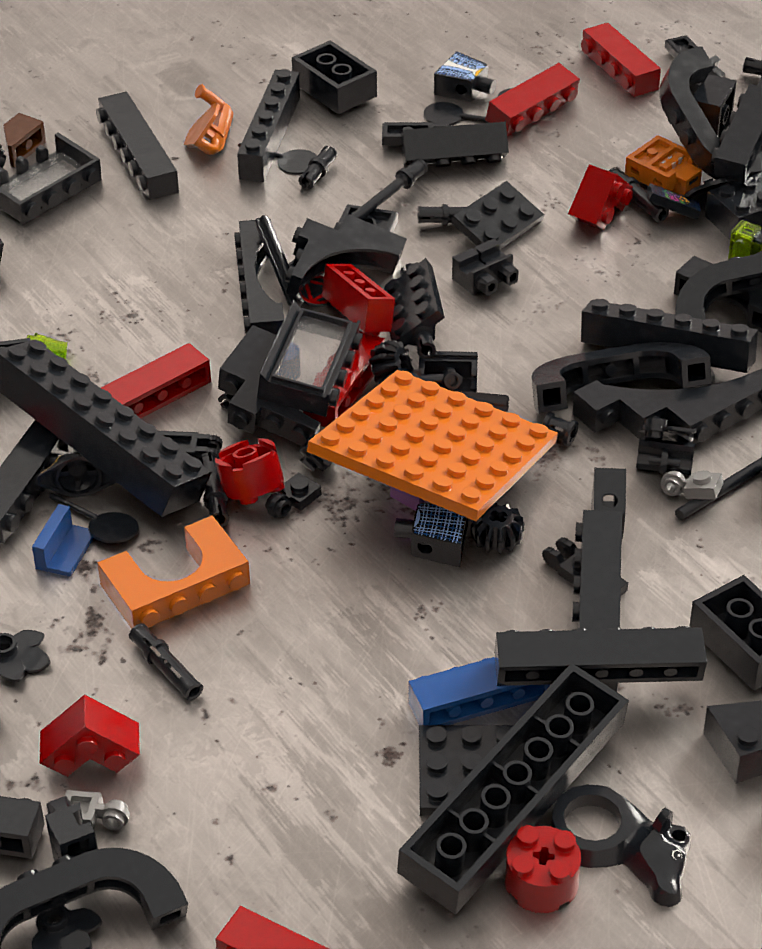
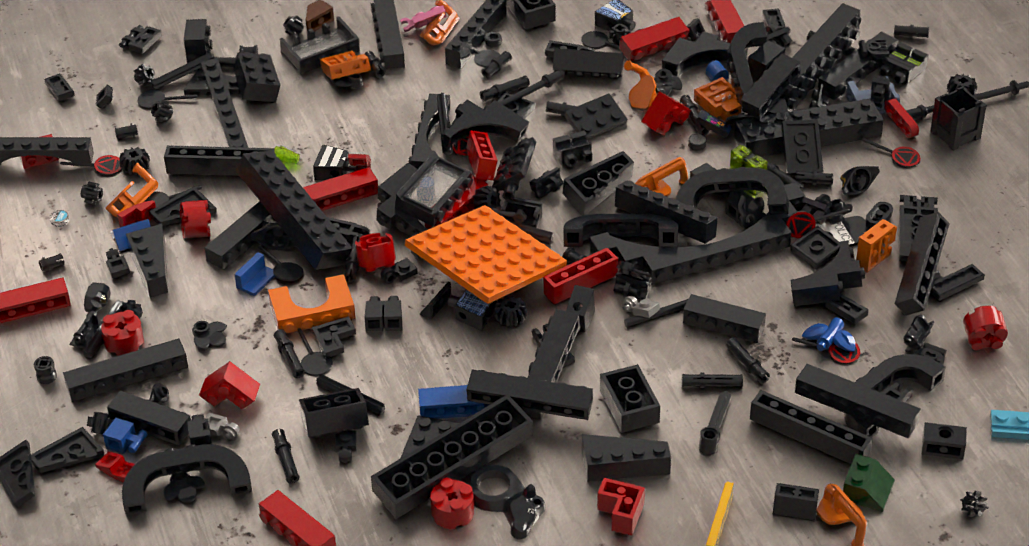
camera: 15 degrees right, 0 degrees up
(89, 200) = (345, 64): none -> orange piece
(103, 221) = (353, 81): none -> black plate
(126, 347) = (331, 163): none -> black torso
(133, 193) = (375, 64): none -> black pin
(168, 335) = (359, 160): none -> red slope
(183, 119) = (422, 18): none -> bright pink plate
(212, 668) = (314, 362): none -> black piece
(216, 829) = (283, 449): none -> black pin
(223, 617) = (330, 333): none -> black plate
(285, 748) = (333, 412): none -> black brick
(293, 711) = (335, 386): none -> black axle
(297, 134) = (493, 39): none -> black tile
(301, 562) = (390, 309): none -> black hips
(319, 798) = (344, 444): none -> black plate
(337, 202) = (498, 90): none -> black pin
(372, 533) = (437, 302): none -> black slope
(467, 324) = (547, 183): none -> black hips
(478, 100) = (617, 32): none -> black gear
(544, 310) = (596, 183): none -> black wedge
(554, 172) = (643, 93): none -> orange piece
(573, 158) = (668, 82): none -> black plate
(587, 79) = (695, 29): none -> black tile
(588, 447) = (585, 273): none -> red brick
(612, 104) = (690, 54): none -> black arch
(628, 290) = (654, 179): none -> orange piece
(639, 130) = (716, 70): none -> blue brick
(657, 230) = (697, 141): none -> tile

